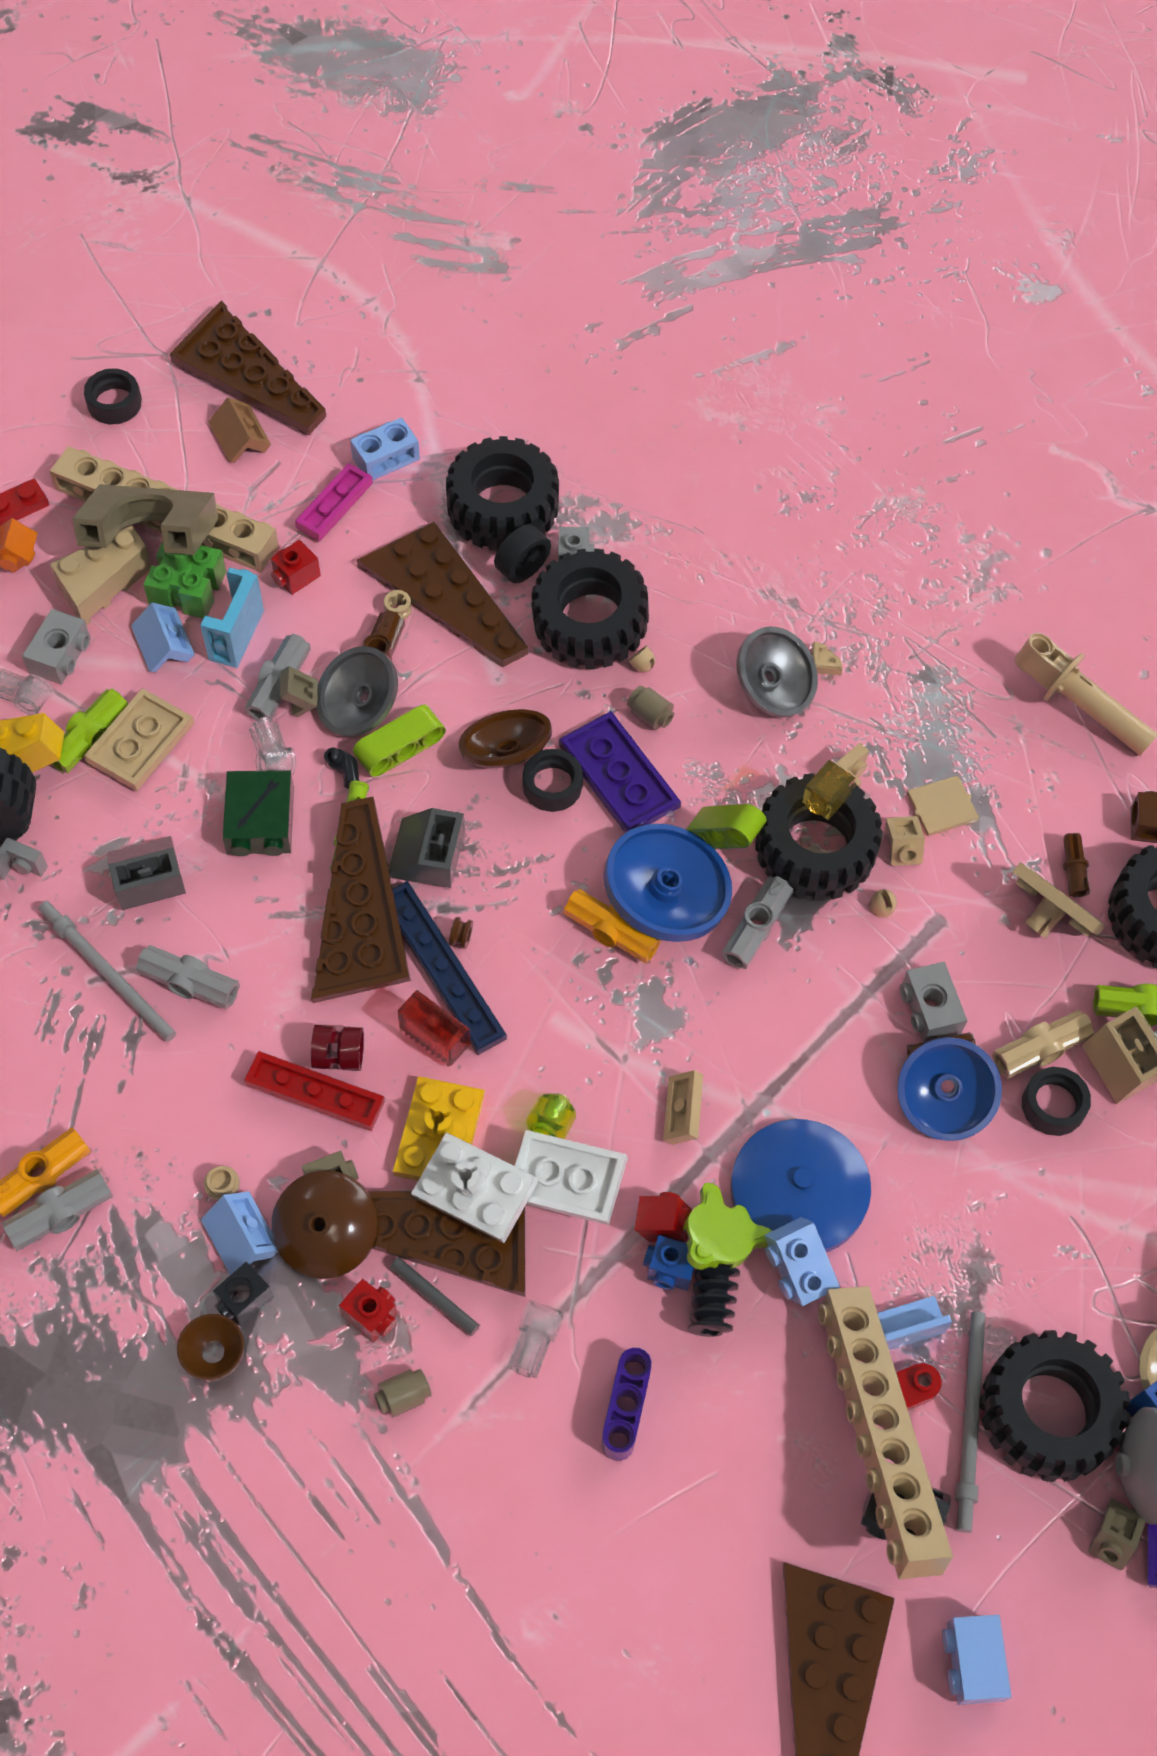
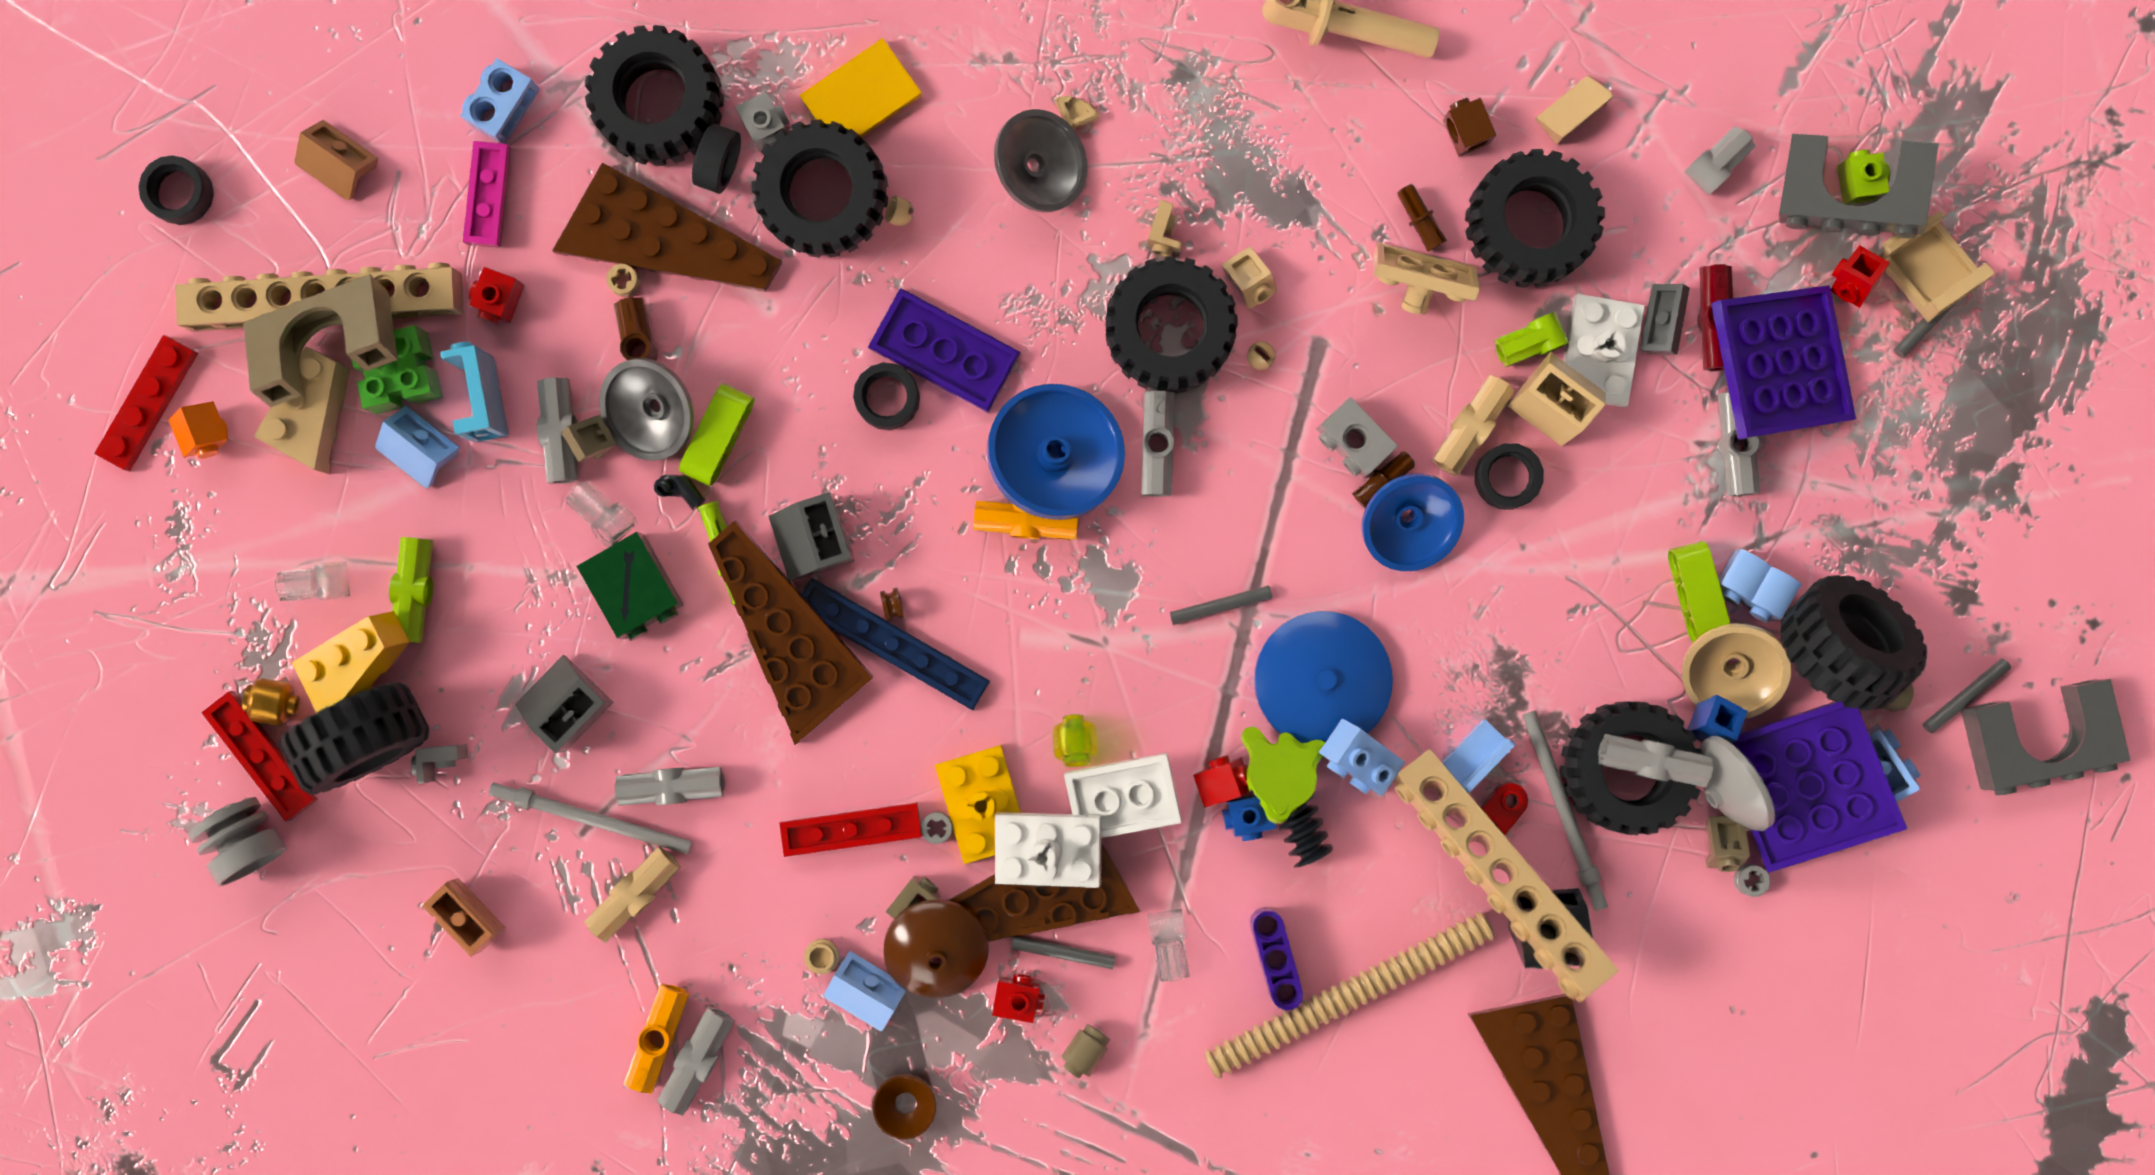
camera: 30 degrees left, 25 degrees up
(43, 653) = (306, 503): light grey brick -> none
(98, 1045) = (632, 894): none -> tan piece
(139, 739) = (467, 570): tan plate -> none
(242, 365) = (278, 75): reddish brown wing -> none
(242, 1279) = (907, 1031): black brick -> none
(349, 1049) = (848, 781): dark red wheel -> none
(395, 1122) = (936, 839): none -> light grey bush
(433, 1028) = (923, 716): clear red brick -> none
(505, 738) = (819, 381): reddish brown dish -> none
(651, 707) = (937, 264): dark tan brick -> none
(669, 568) = (863, 91): none -> yellow tile
(678, 1476) = (1349, 994): none -> tan piece
(683, 1107) = (1185, 665): tan plate -> none
(728, 825) = (1082, 366): lime beam -> none
(743, 1078) = (1221, 605): none -> dark grey bar
(828, 790) = (1164, 288): clear yellow brick -> none
(942, 805) = (1266, 216): tan piece -> none
(977, 1660) = (1660, 1011): light blue brick -> none
(1080, 1391) = (1655, 760): none -> light grey piece
(1138, 1579) = (1760, 886): none -> light grey bush

